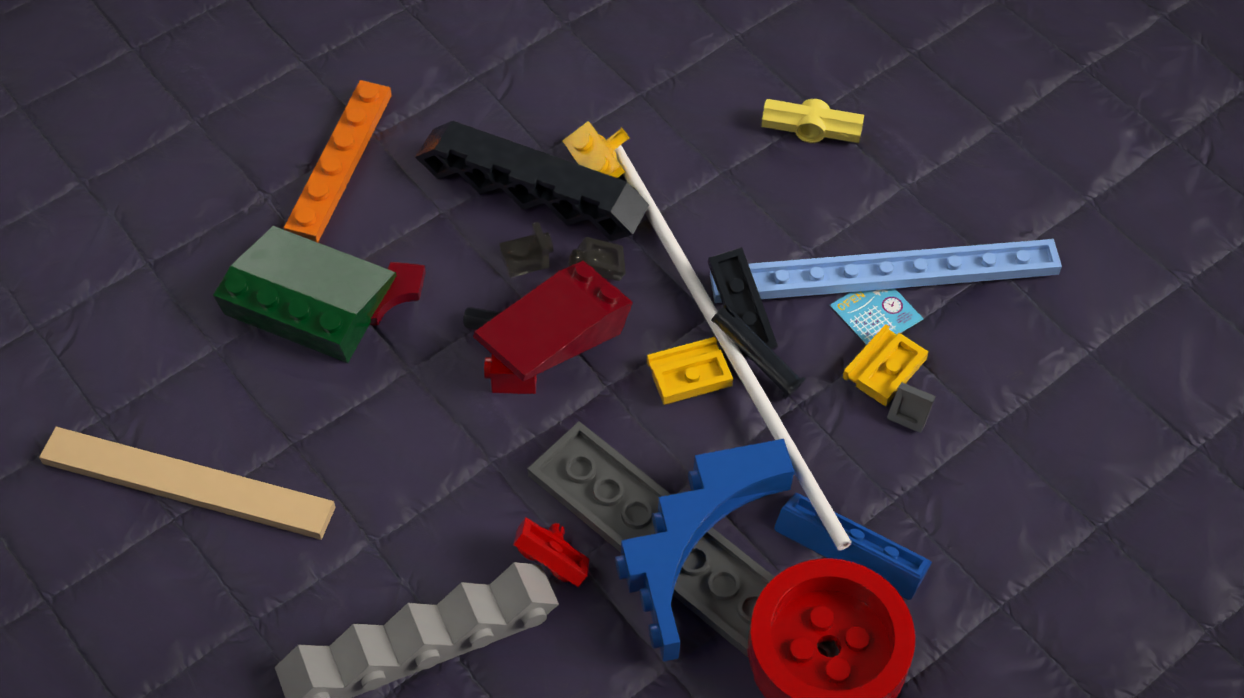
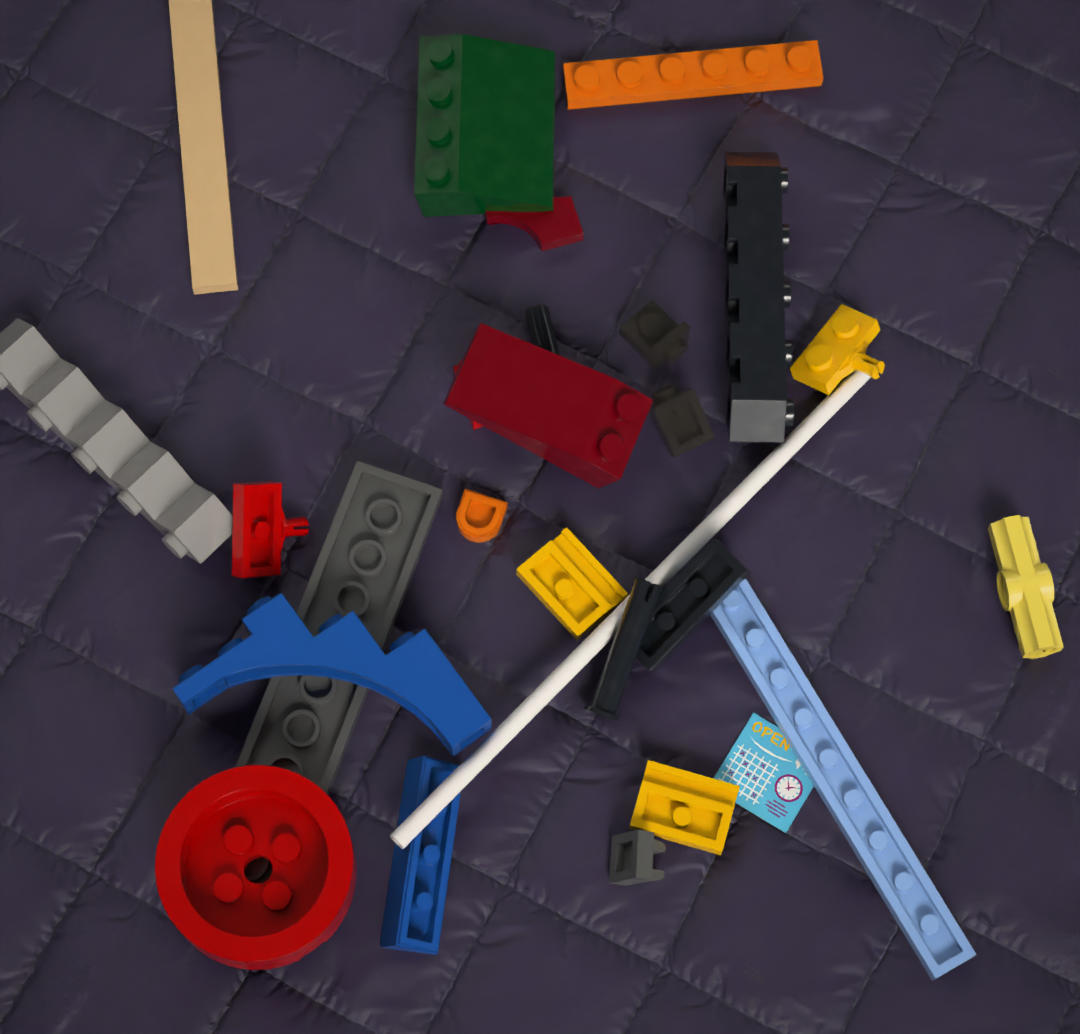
camera: 65 degrees right, 15 degrees up
(606, 412) = (480, 516): none -> orange tile

